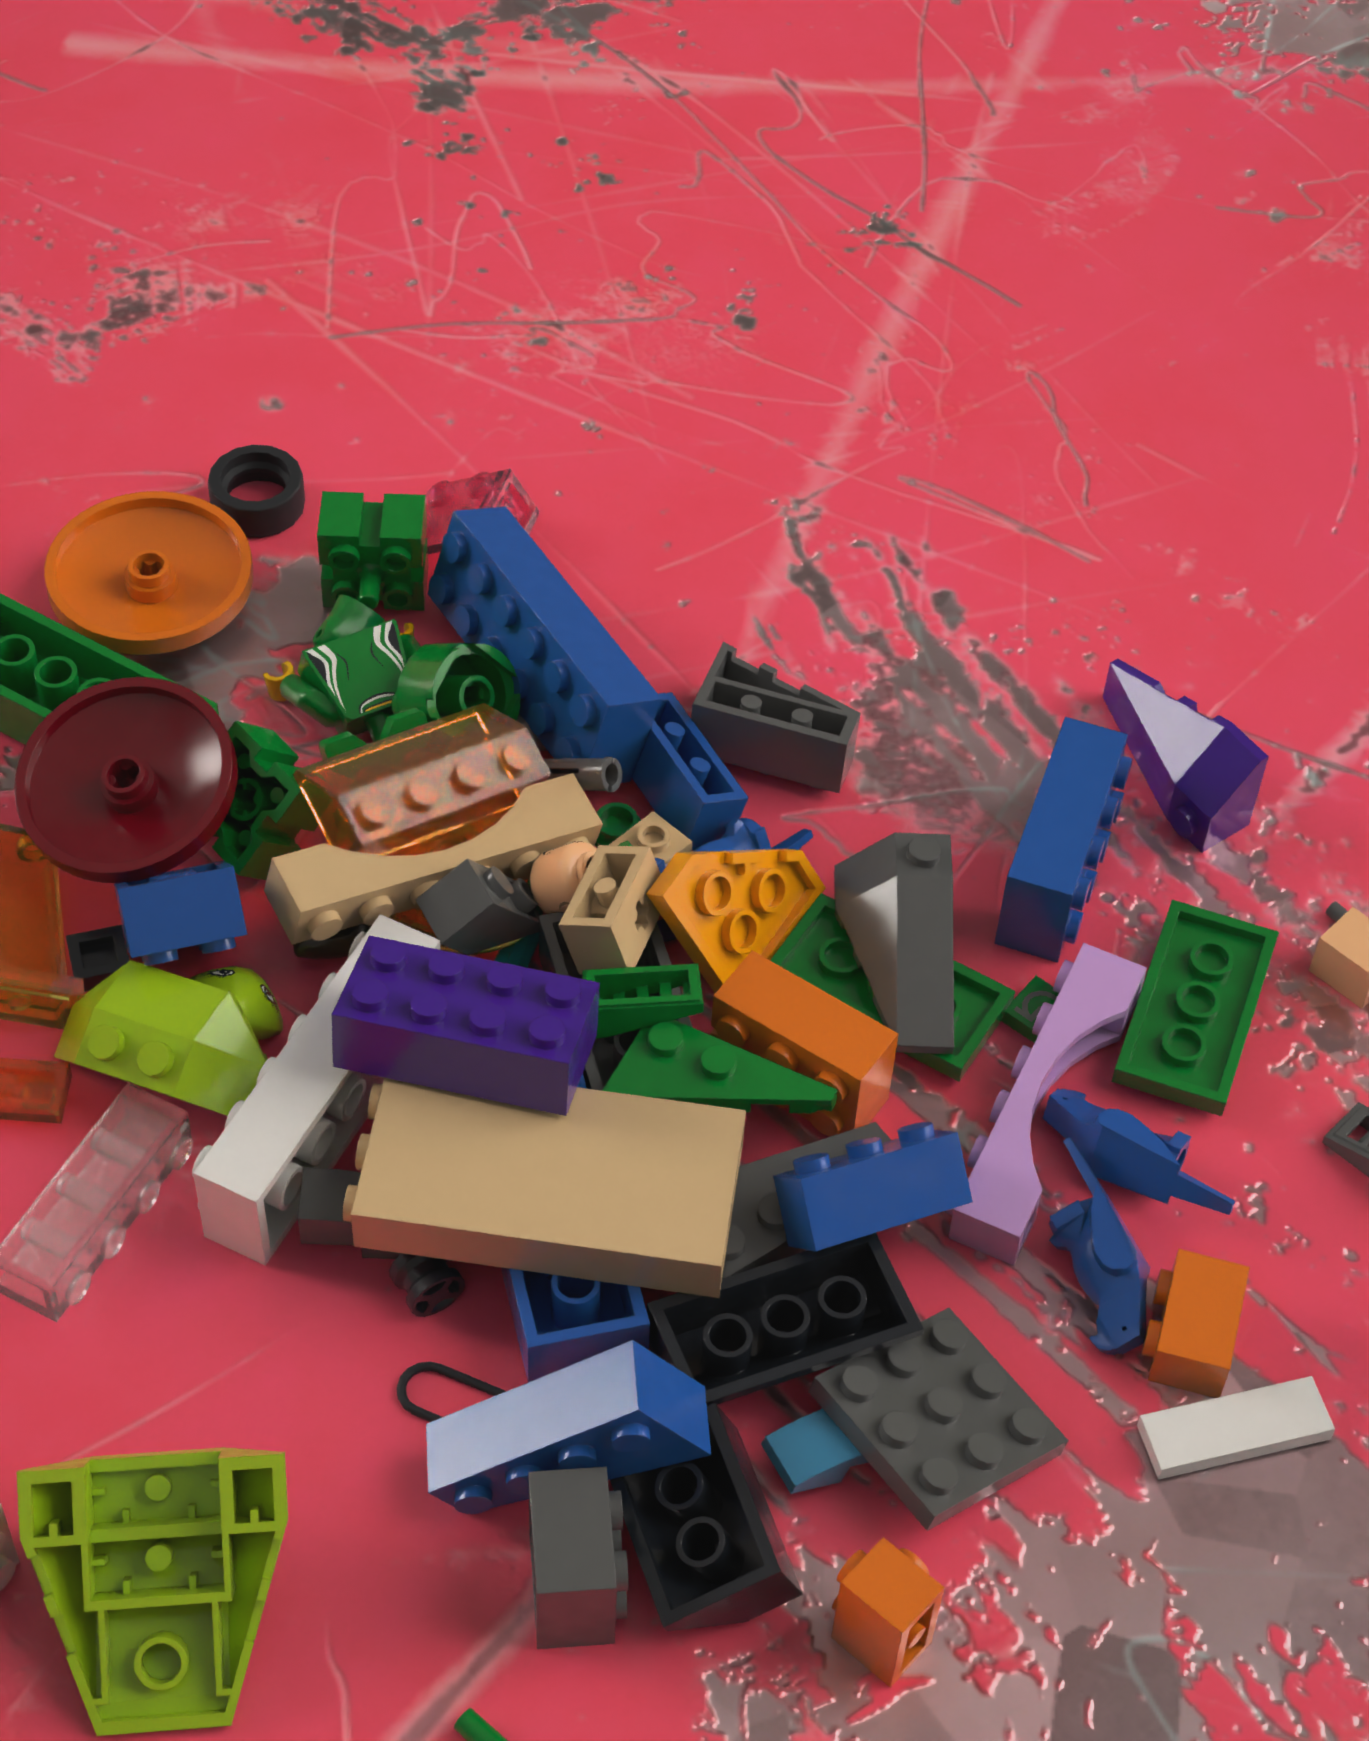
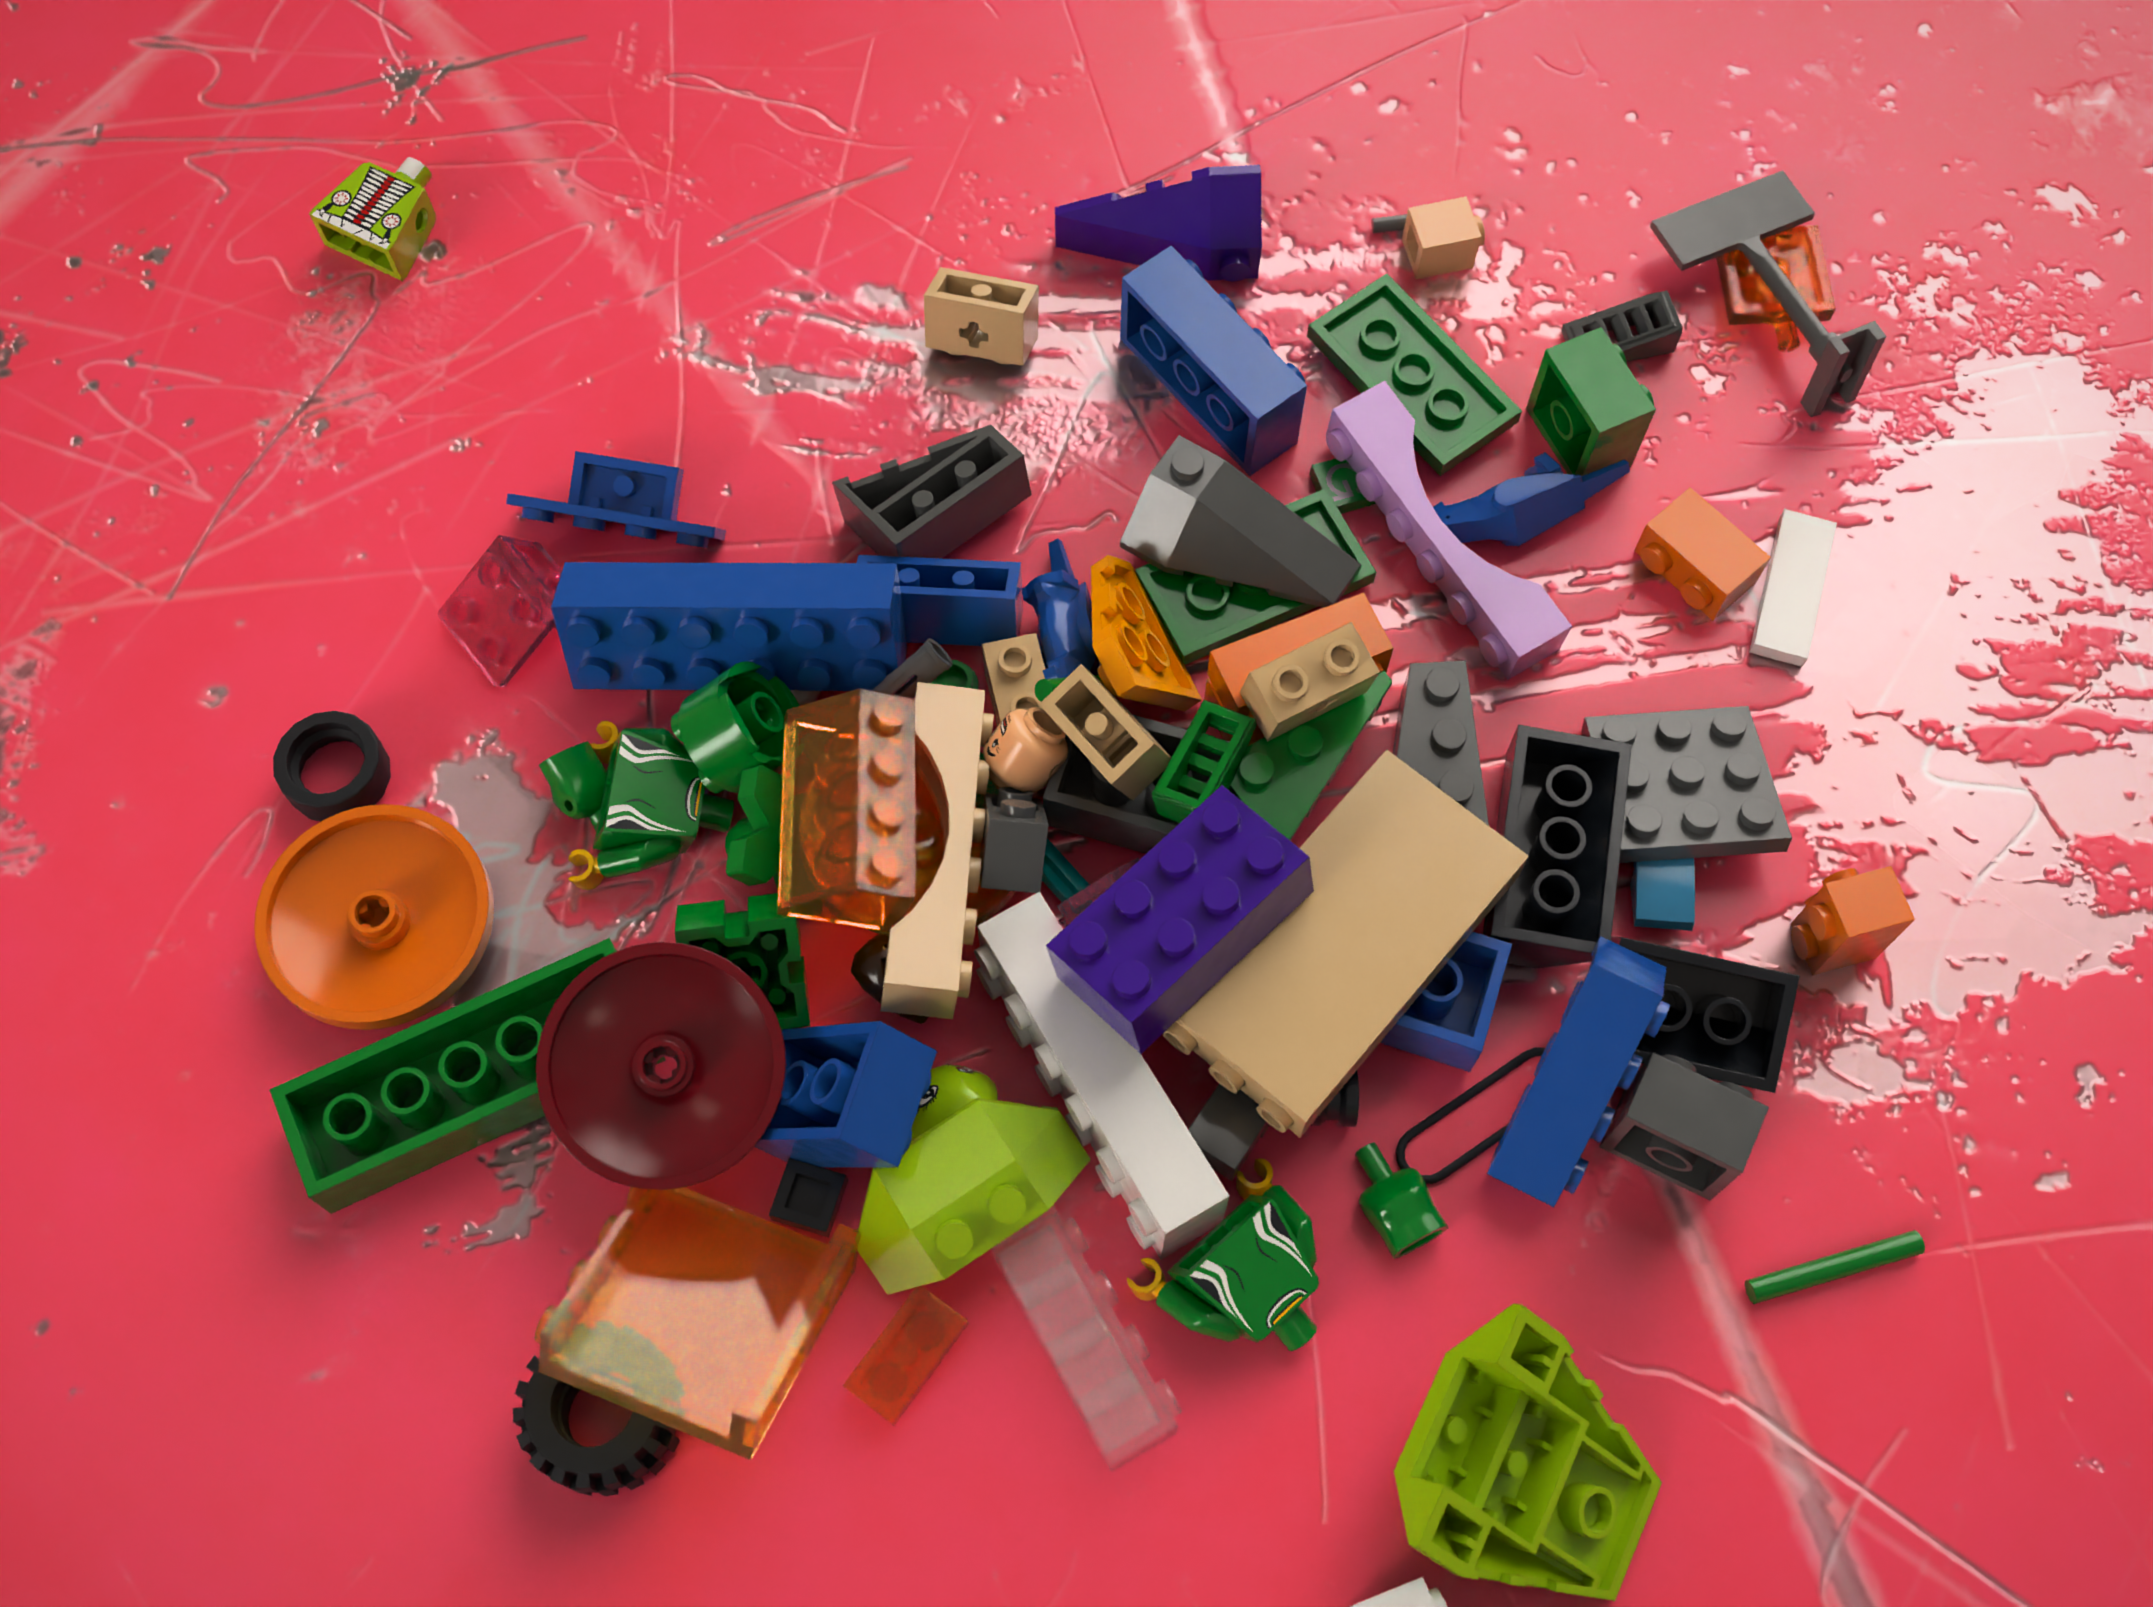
camera: 55 degrees left, 15 degrees up
(223, 1285) = (1246, 1271): none -> green torso
(362, 1385) = (1398, 1204): none -> green piece
(373, 550) = (508, 705): green brick -> none
(618, 537) = (623, 493): none -> blue bracket
(741, 271) = (379, 216): none -> torso
(763, 1019) = (1309, 681): none -> tan brick
(872, 1186) = (1491, 703): blue brick -> none
(971, 667) = (981, 316): none -> tan brick
(1104, 1262) = (1612, 583): blue animal -> none
(1268, 1144) = (1590, 404): none -> green brick

